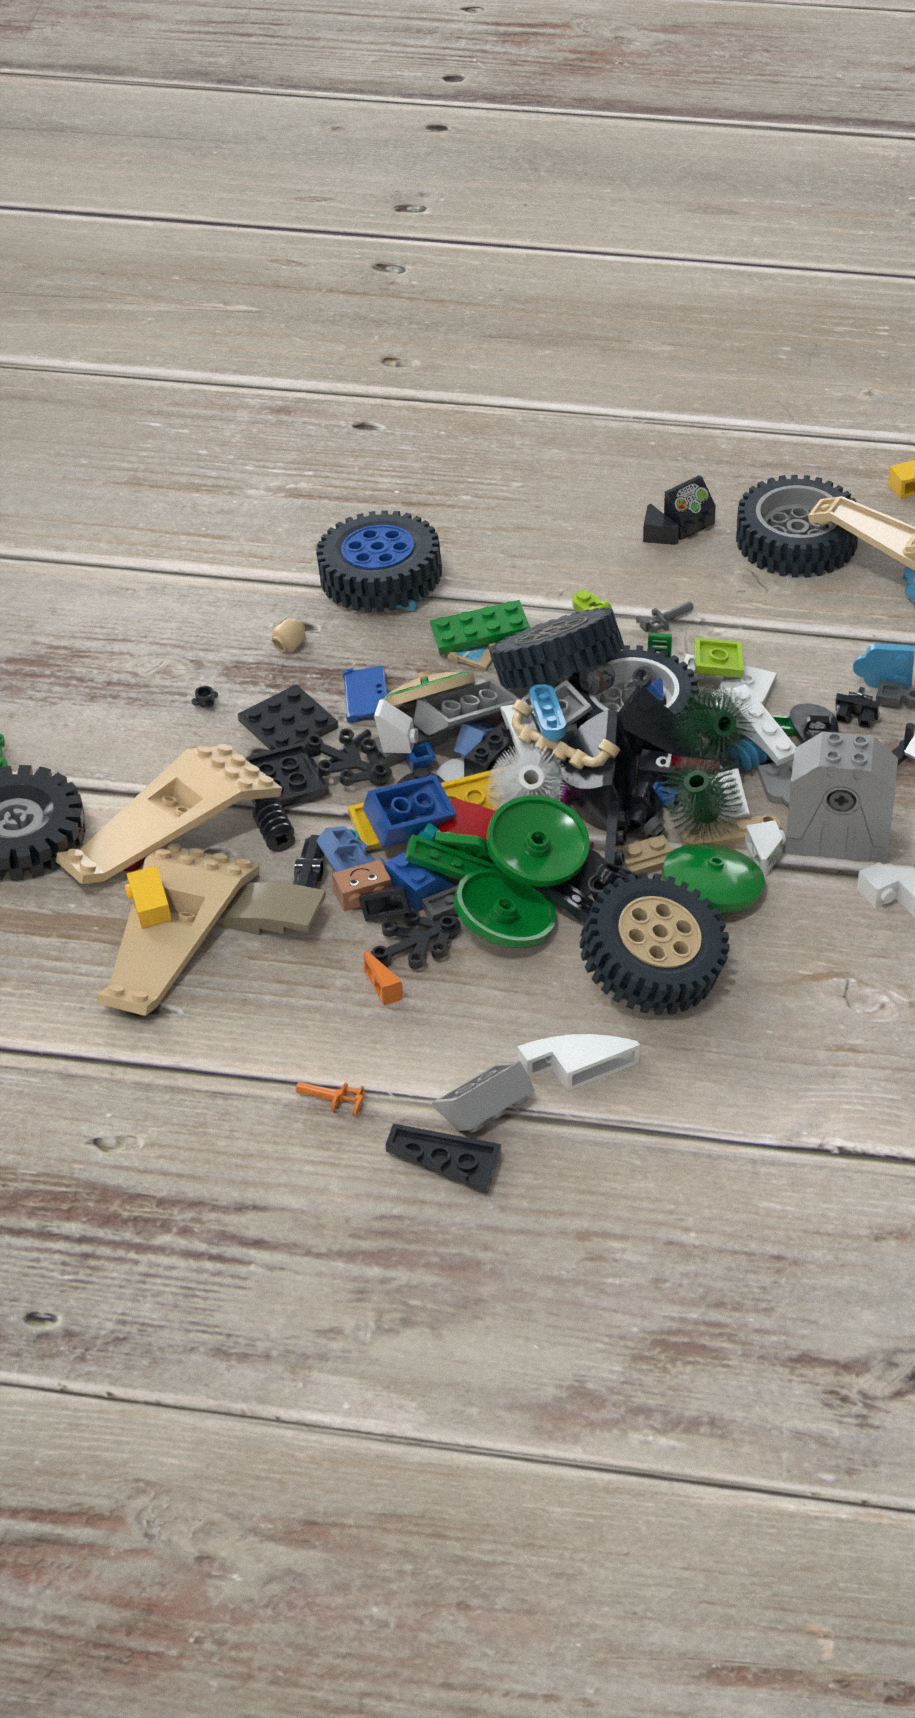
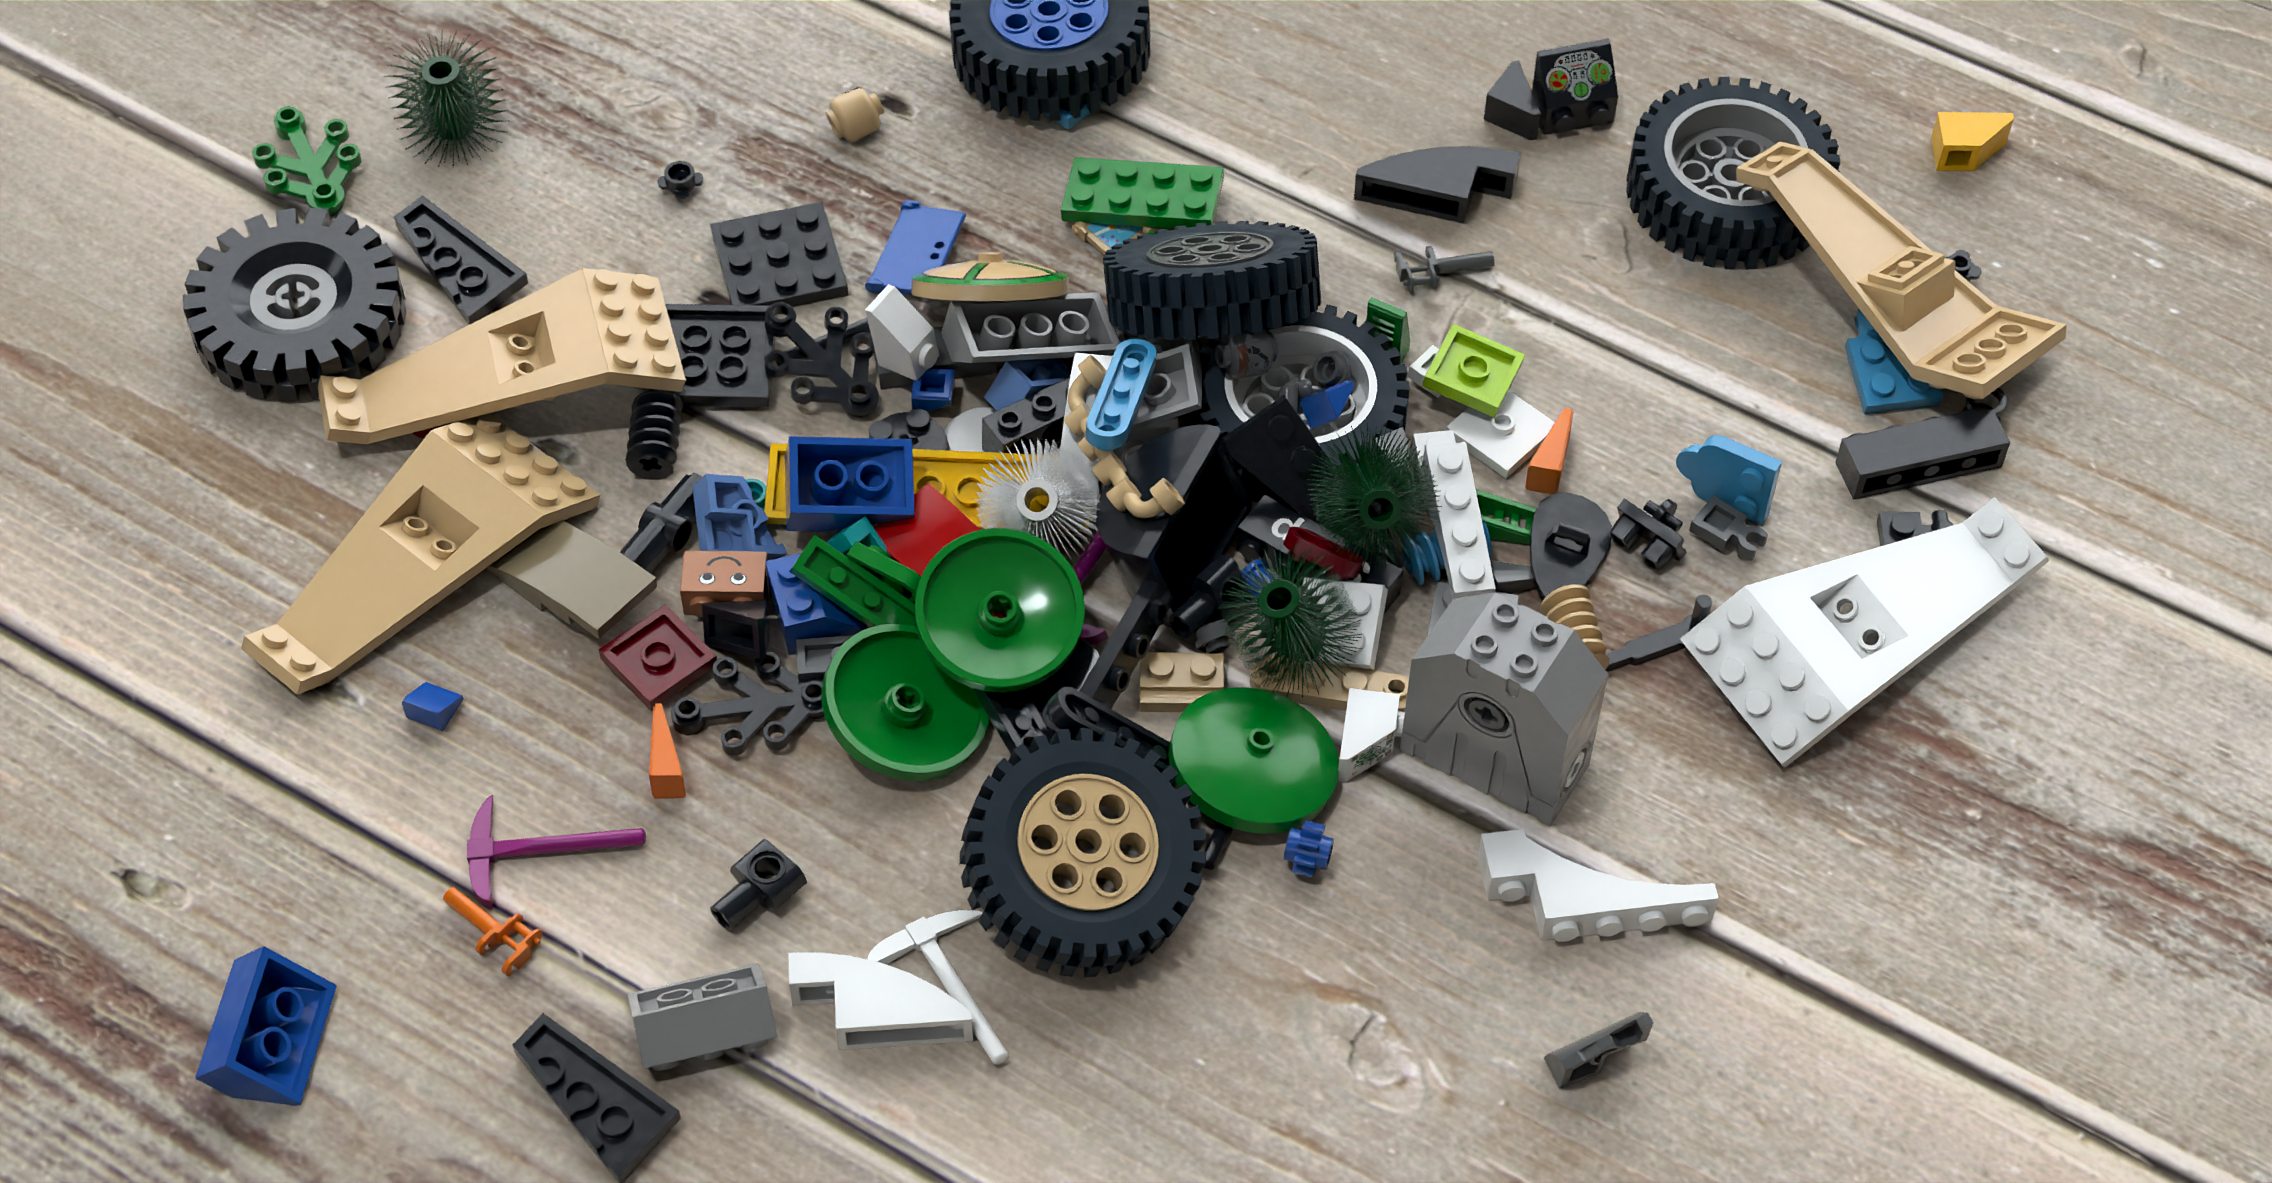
camera: 20 degrees right, 10 degrees up
(44, 690) = (447, 98): none -> dark green piece
(102, 775) = (461, 263): none -> wing
(149, 896) = (393, 501): yellow brick -> none
(226, 999) = (431, 705): none -> blue slope
(234, 1184) = (266, 1029): none -> blue slope
(303, 1060) = (483, 849): none -> magenta piece
(345, 933) = (658, 657): none -> plate
(475, 1020) = (753, 890): none -> black piece
(581, 1020) = (923, 937): none -> white piece
(586, 600) = (1336, 207): lime plate -> none
(640, 575) = (1438, 179): none -> slope
(769, 910) = (1308, 849): none -> blue gear
(784, 688) = (1548, 462): none -> orange slope

